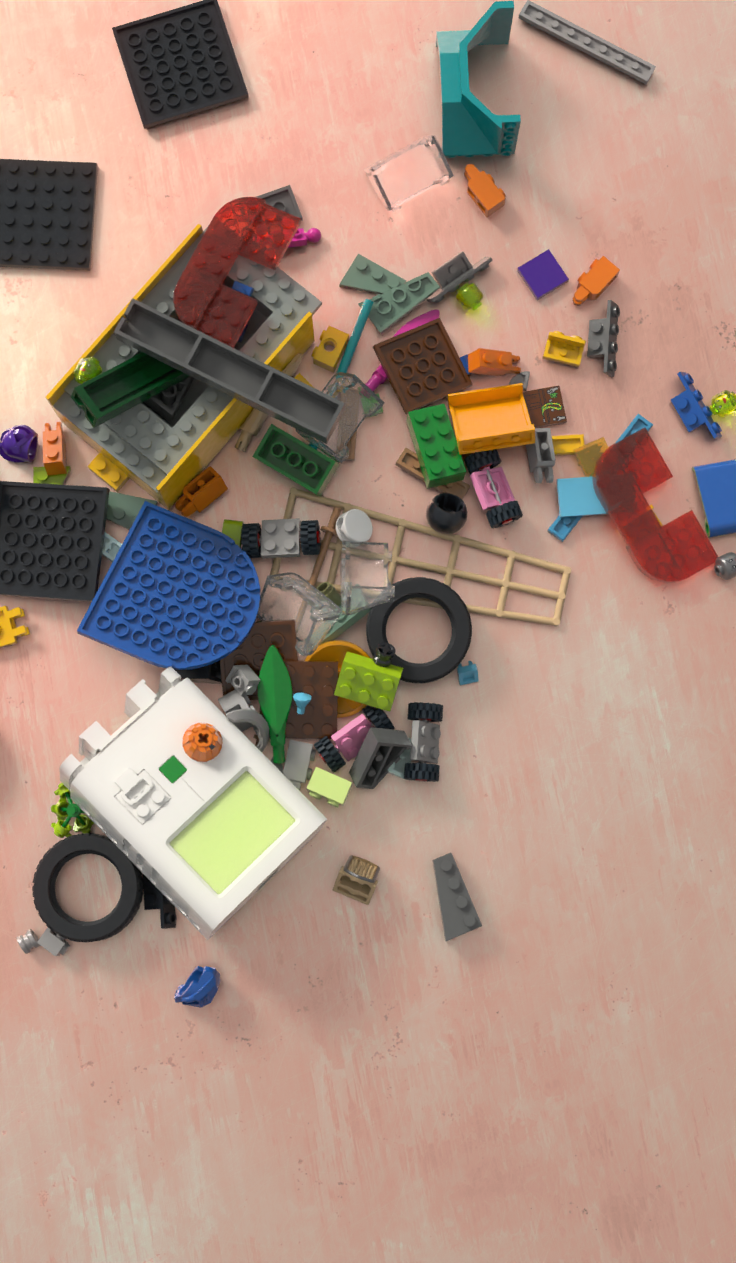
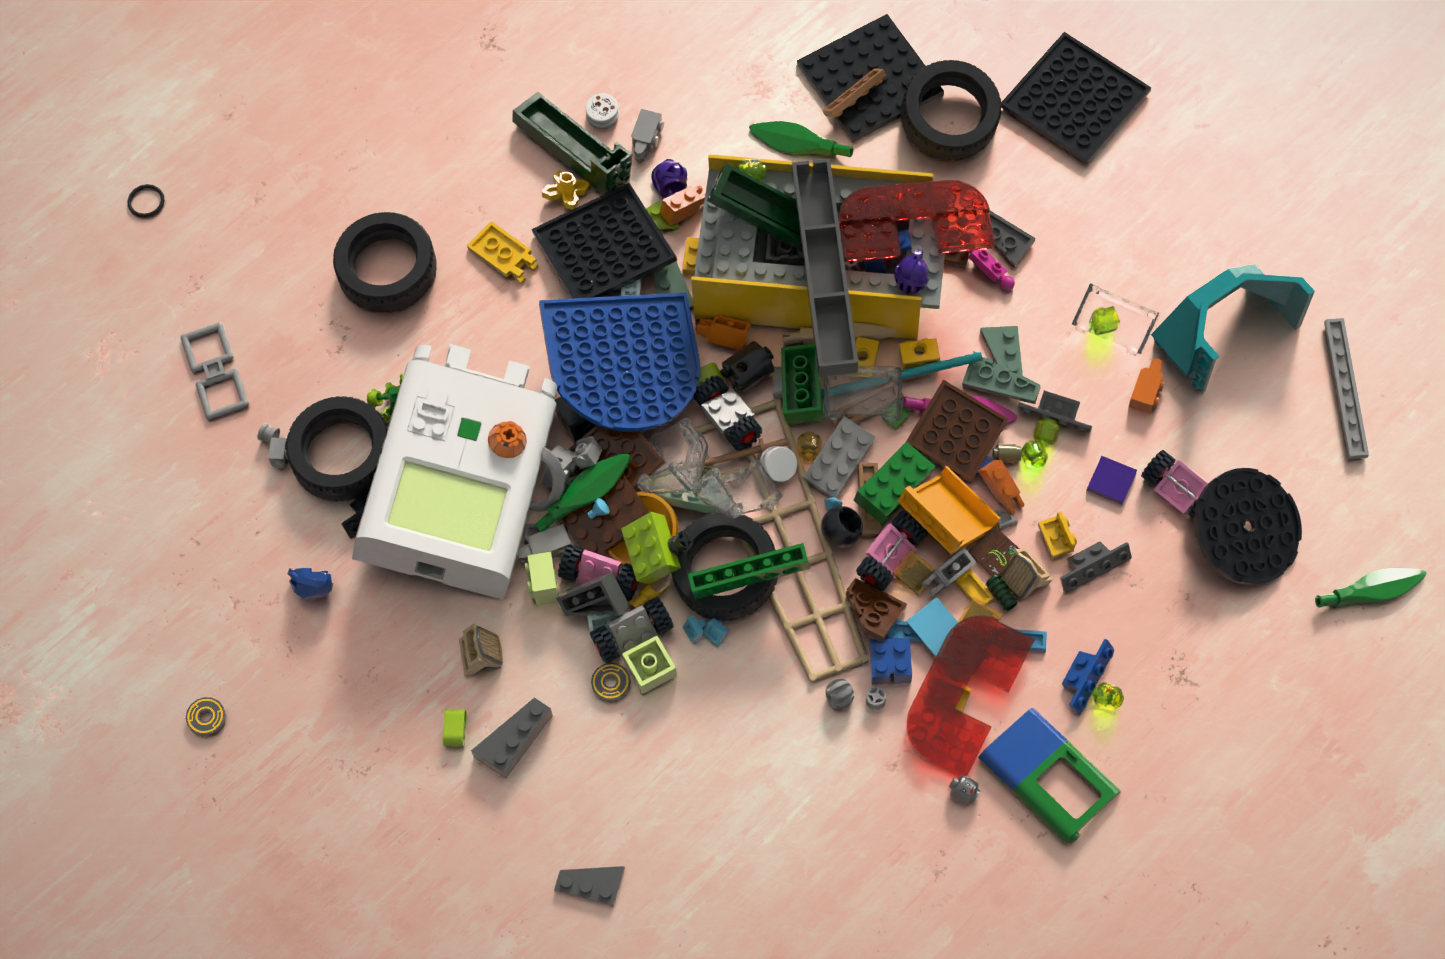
camera: 60 degrees right, 15 degrees down
(49, 236) = (852, 94): none -> medium nougat plate
(56, 314) = (797, 139): none -> green animal
(134, 132) = (960, 75): none -> black tyre
(248, 488) = (748, 366): none -> black cylinder
(265, 1160) = (202, 706): none -> dark grey tile
(277, 479) = (777, 387): none -> light grey beam
(283, 304) = (912, 272): none -> dark purple helmet
(352, 492) = (809, 445): none -> clear yellow head
(380, 475) = (838, 457): none -> light grey plate
(399, 713) = (644, 596): none -> yellow piece
(403, 182) = (1104, 320): none -> clear neon green brick
(411, 941) = (454, 727): none -> lime beam
(417, 507) = (832, 502): none -> medium azure rock
(450, 614) = (748, 571): none -> green brick
(453, 689) = (694, 628): none -> medium azure tile
(463, 746) = (649, 664): none -> yellowish green brick
(465, 784) = (608, 671): none -> dark grey tile
(466, 339) = (1007, 453): none -> olive brick
(482, 319) = (1034, 454): none -> clear neon green head
(520, 482) = (913, 571): none -> clear yellow piece
(534, 534) = (874, 609): none -> reddish brown plate
(582, 397) = (1024, 574): none -> tan piece
(583, 425) = (1001, 592): none -> dark green piece
(585, 551) = (888, 658): none -> blue piece
(586, 609) = (839, 693): none -> light grey piece
(589, 225) = (1180, 483): none -> bright pink plate
(595, 281) = (1137, 523): orange hinge -> none
(610, 581) = (876, 693): none -> light grey wheel
(617, 910) = (591, 884): none -> dark grey wing
(634, 192) = (1274, 519): none -> black plate

